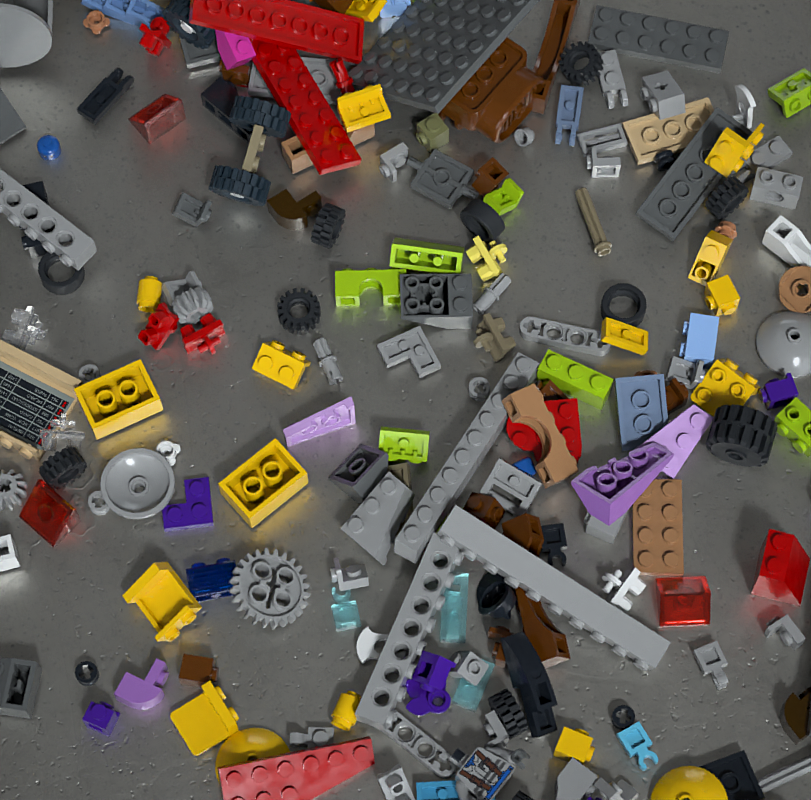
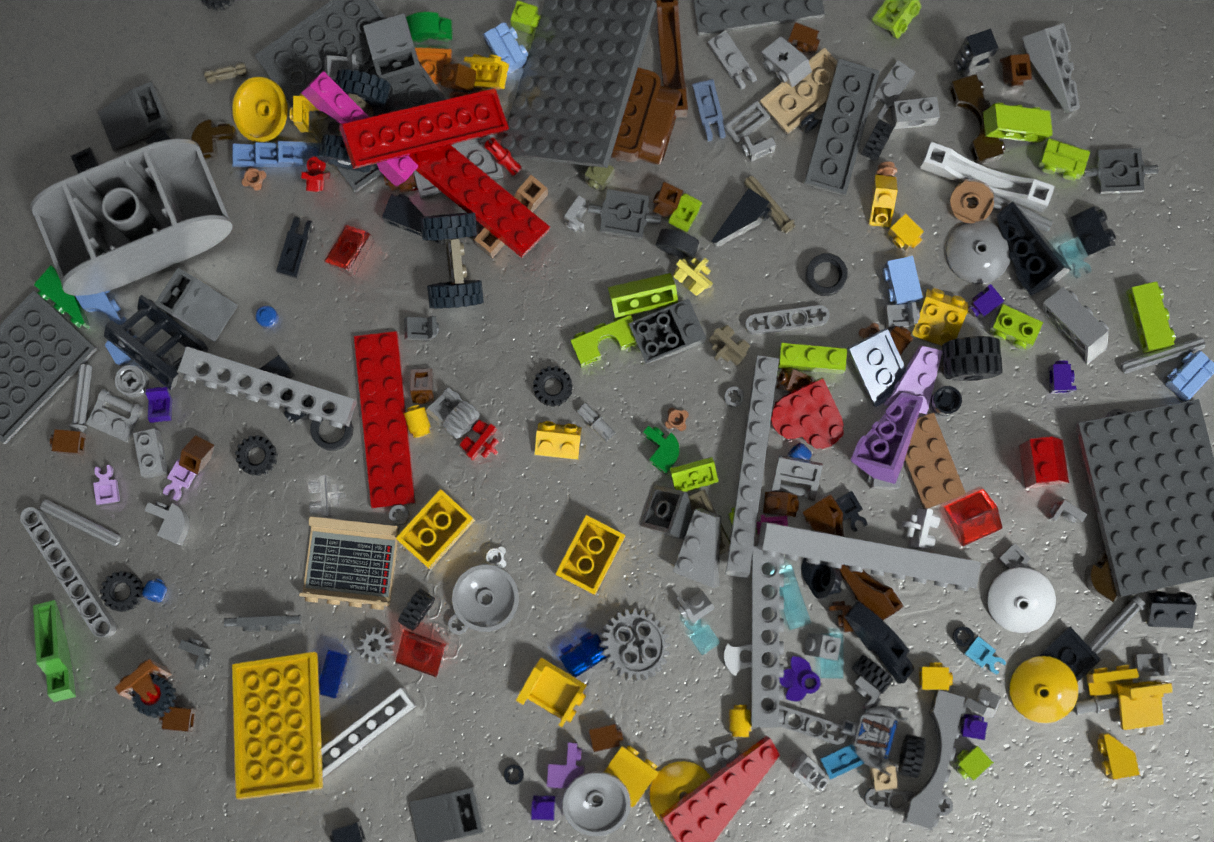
camera: 20 degrees left, 15 degrees up
(50, 436) = (399, 577): clear hips -> none
(116, 282) = (384, 420): none -> red plate
(140, 732) = (600, 815): none -> light grey dish
(159, 327) = (440, 450): red hips -> none
(168, 263) = (421, 385): none -> reddish brown bracket
(195, 512) = (542, 598): dark purple plate -> none
(293, 214) = (507, 298): dark brown brick -> none
(328, 225) = (546, 299): black tyre -> none
(328, 420) = (614, 482): lavender wing -> none
(363, 108) = (534, 181): yellow bracket -> none
(386, 413) = (667, 451): none -> green brick
(411, 346) = (663, 380): light grey plate -> none
(411, 382) = (671, 423): none -> nougat plate
(432, 671) = (798, 663): dark purple brick -> none
(491, 293) = (710, 305): light grey axle -> none
(521, 134) = (674, 146): light grey hinge -> none
(529, 408) = (827, 442): medium nougat arch -> none
(560, 221) = (746, 215): none -> black slope
(588, 72) = (691, 51): black tyre -> none
(624, 336) = (838, 302): yellow plate -> none
(691, 82) = (804, 38): none -> reddish brown brick
(697, 471) = (945, 401): none -> black wheel
(720, 704) = (1016, 586): none -> white dish
(731, 149) = (869, 99): yellow bracket -> none
(744, 106) = (860, 47): white piece -> none

